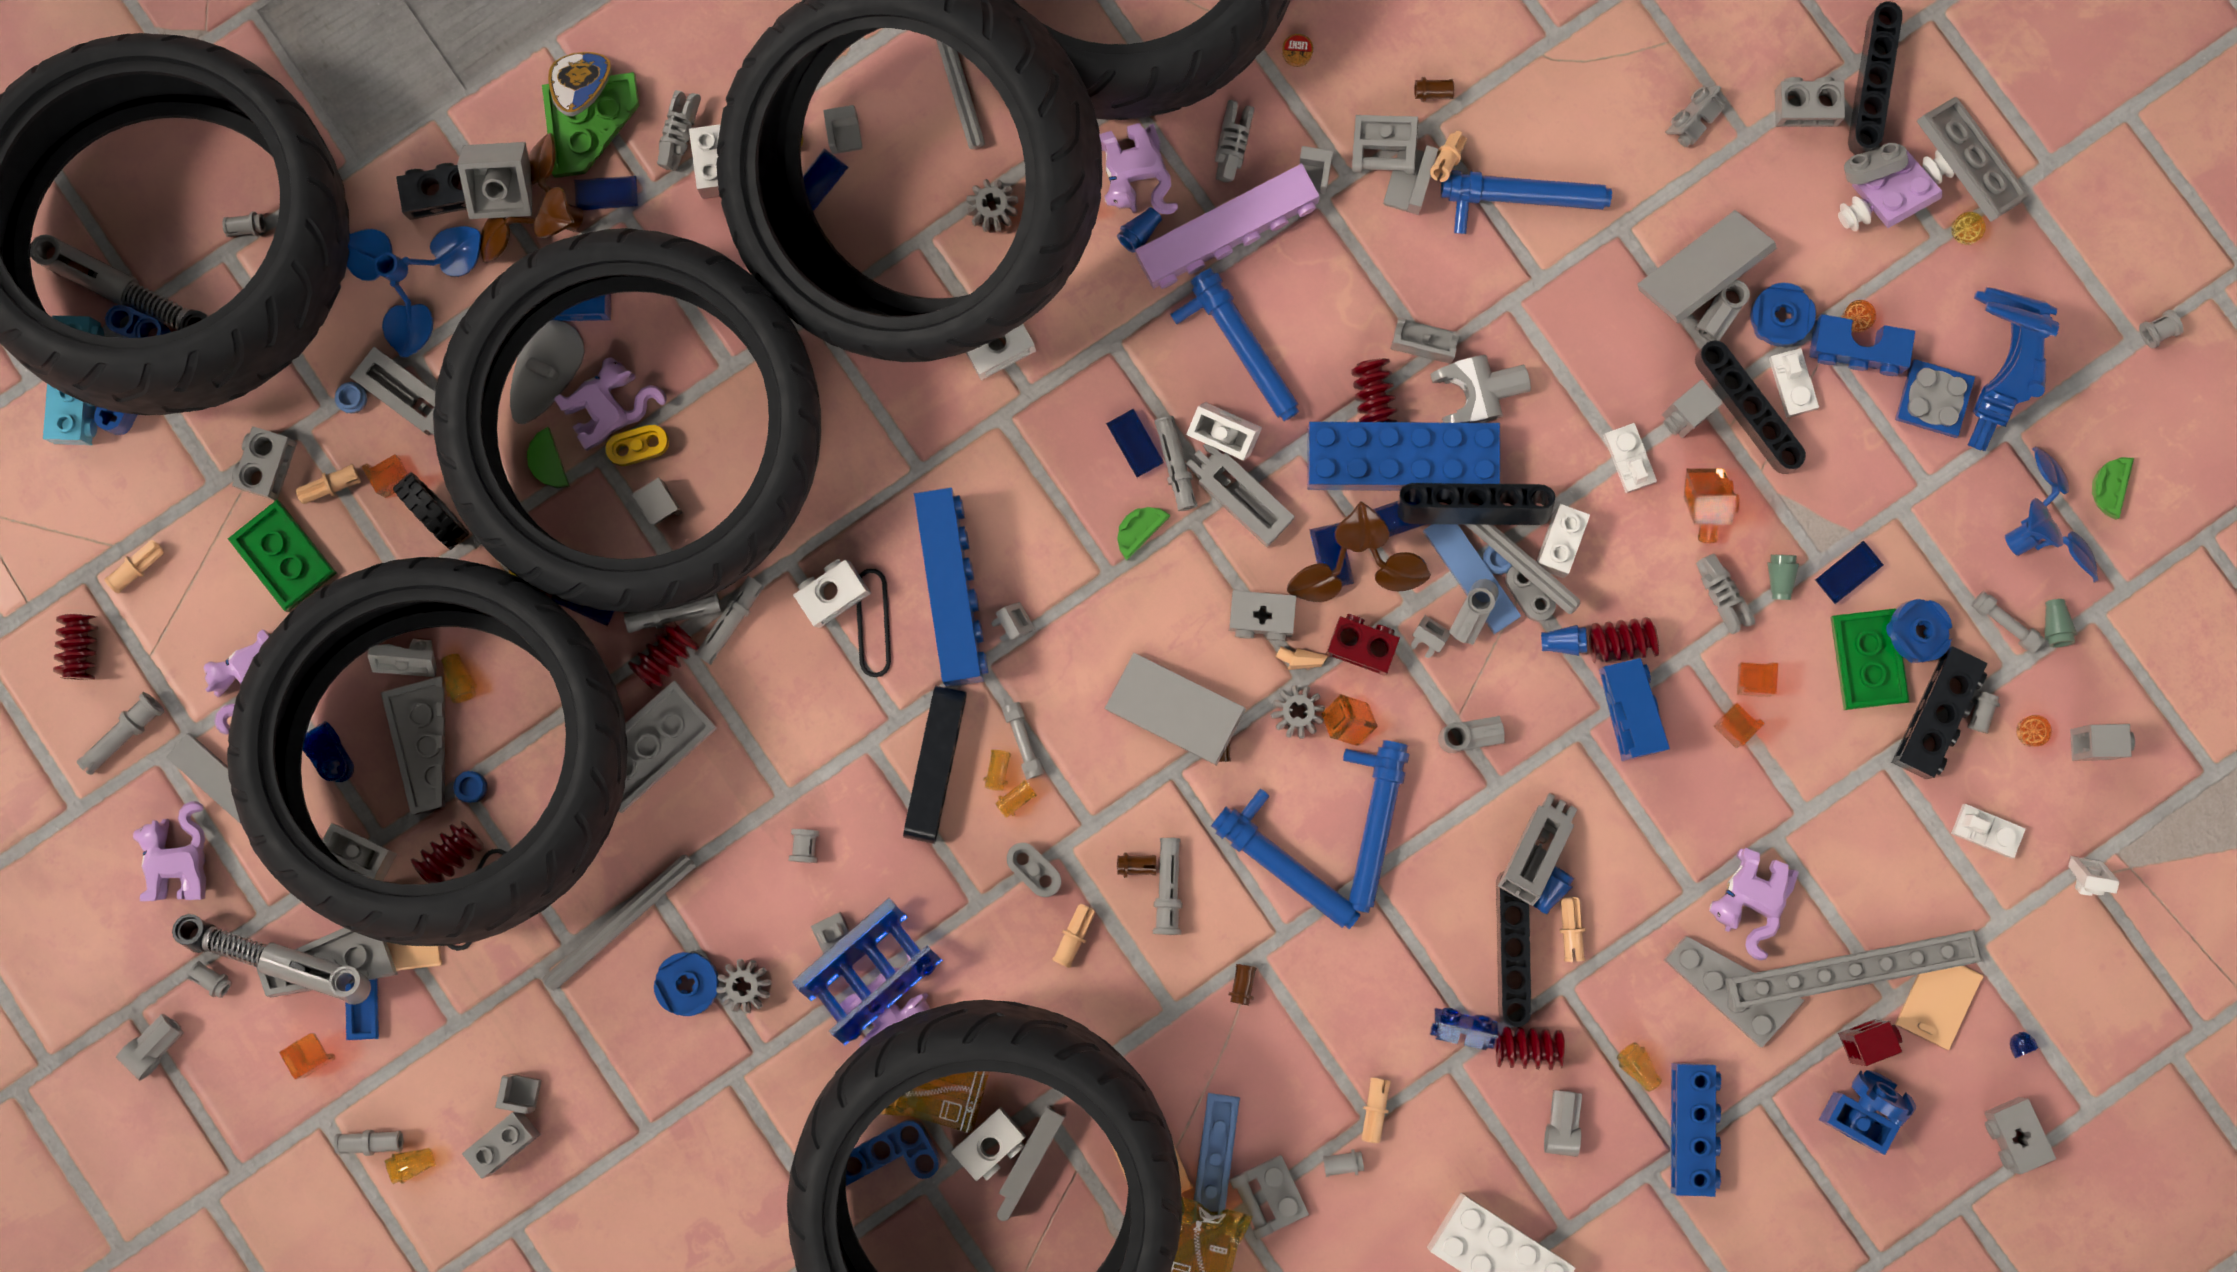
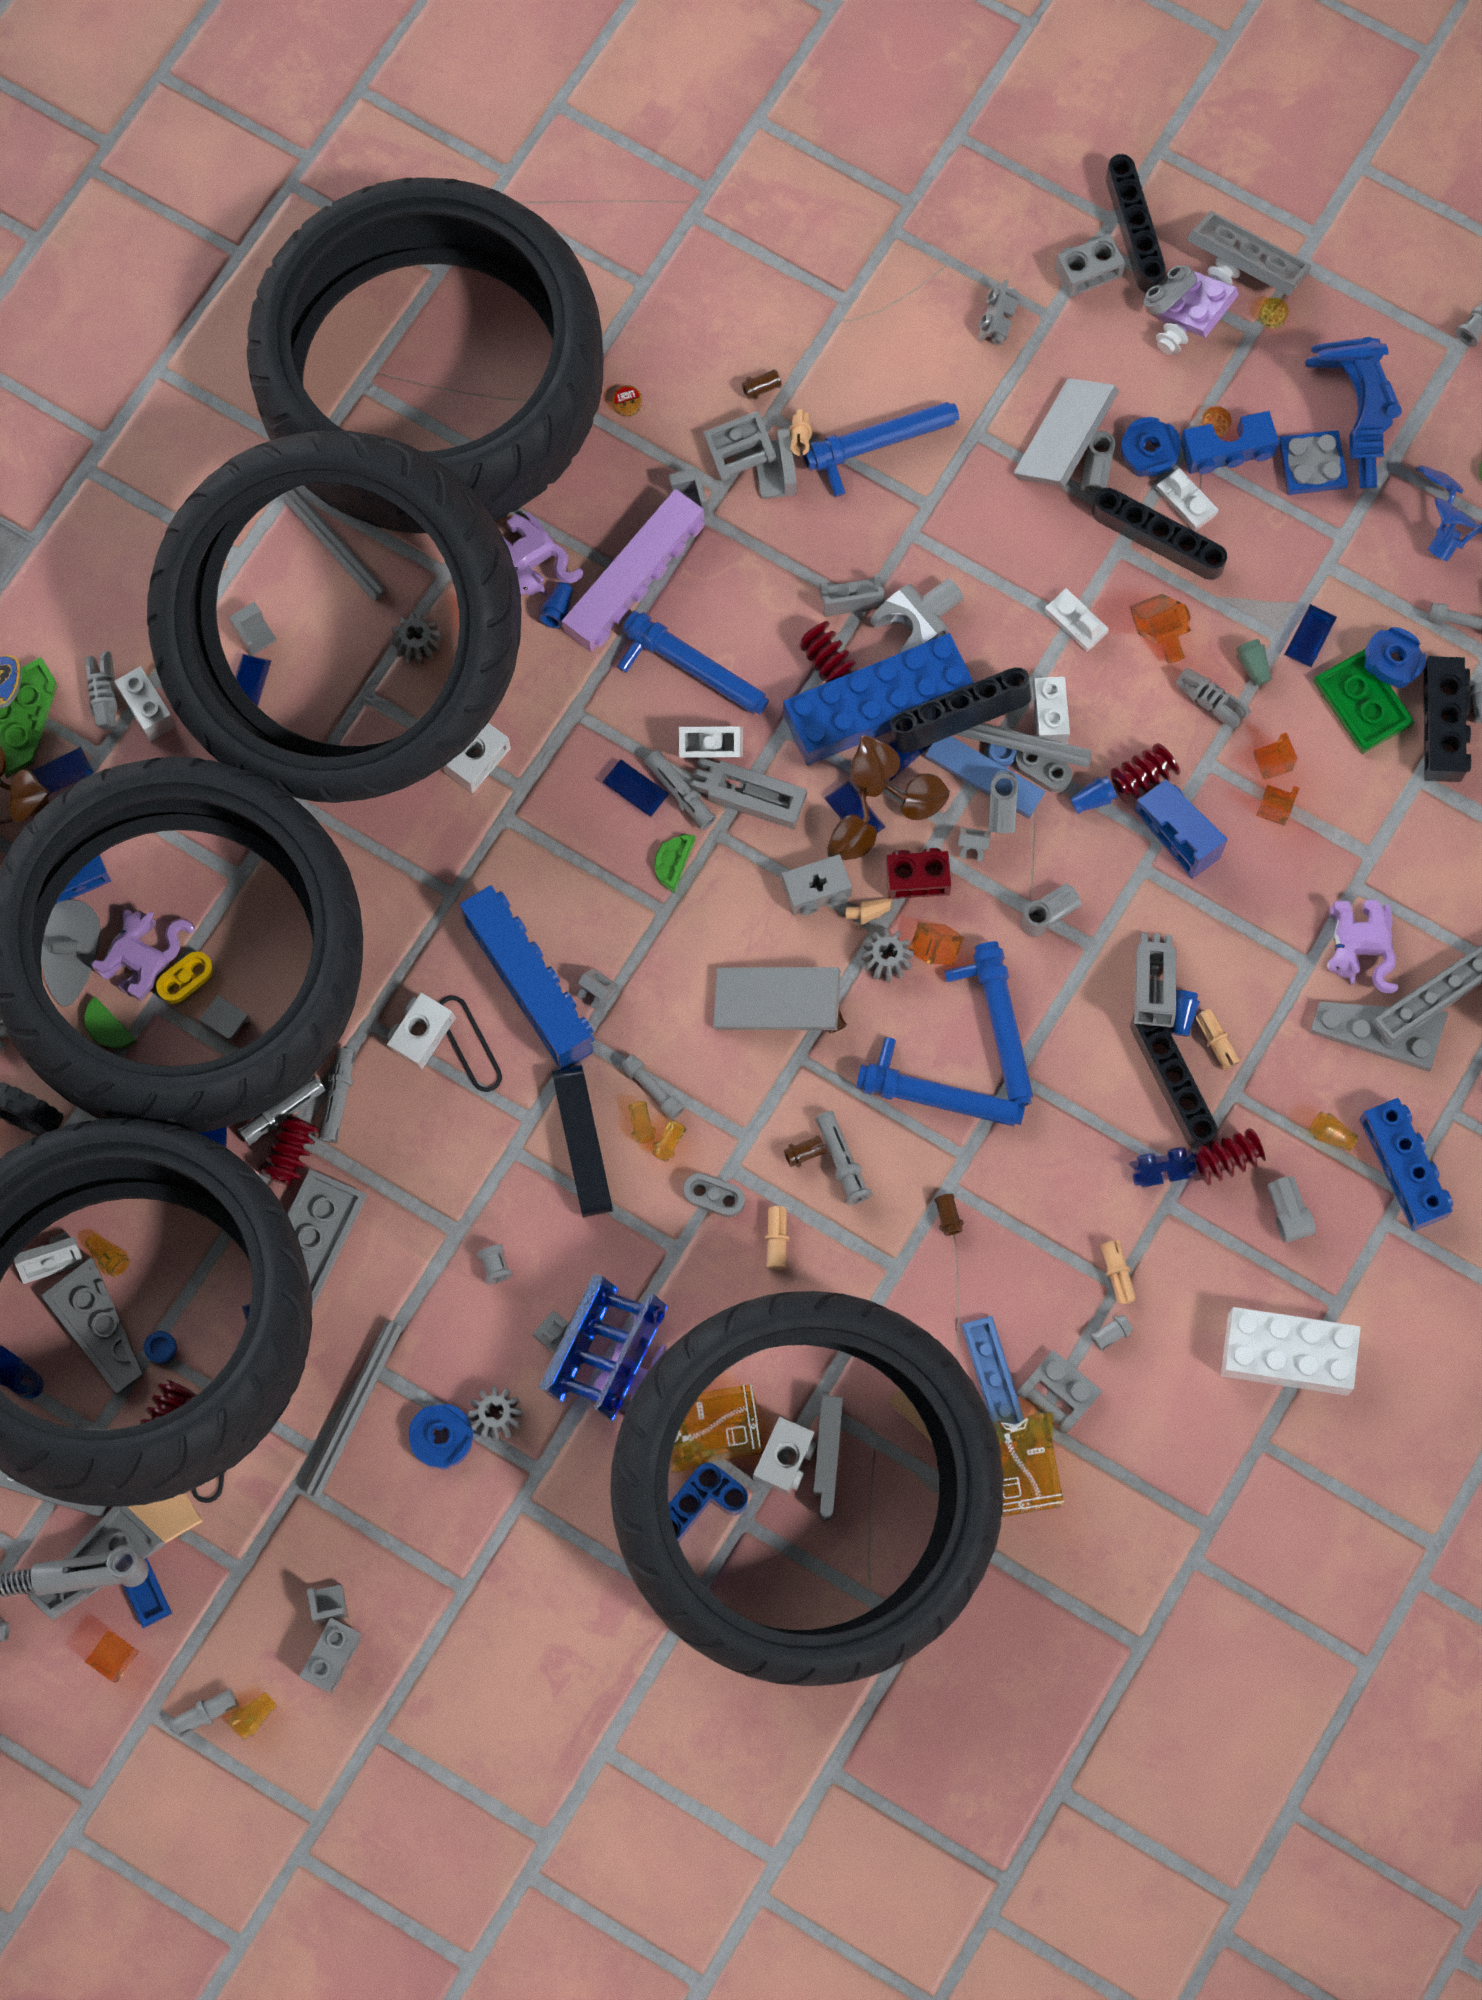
camera: 30 degrees left, 10 degrees down
(1232, 141) = (605, 498): light grey hinge -> none
(1691, 409) = (1110, 553): light grey brick -> none

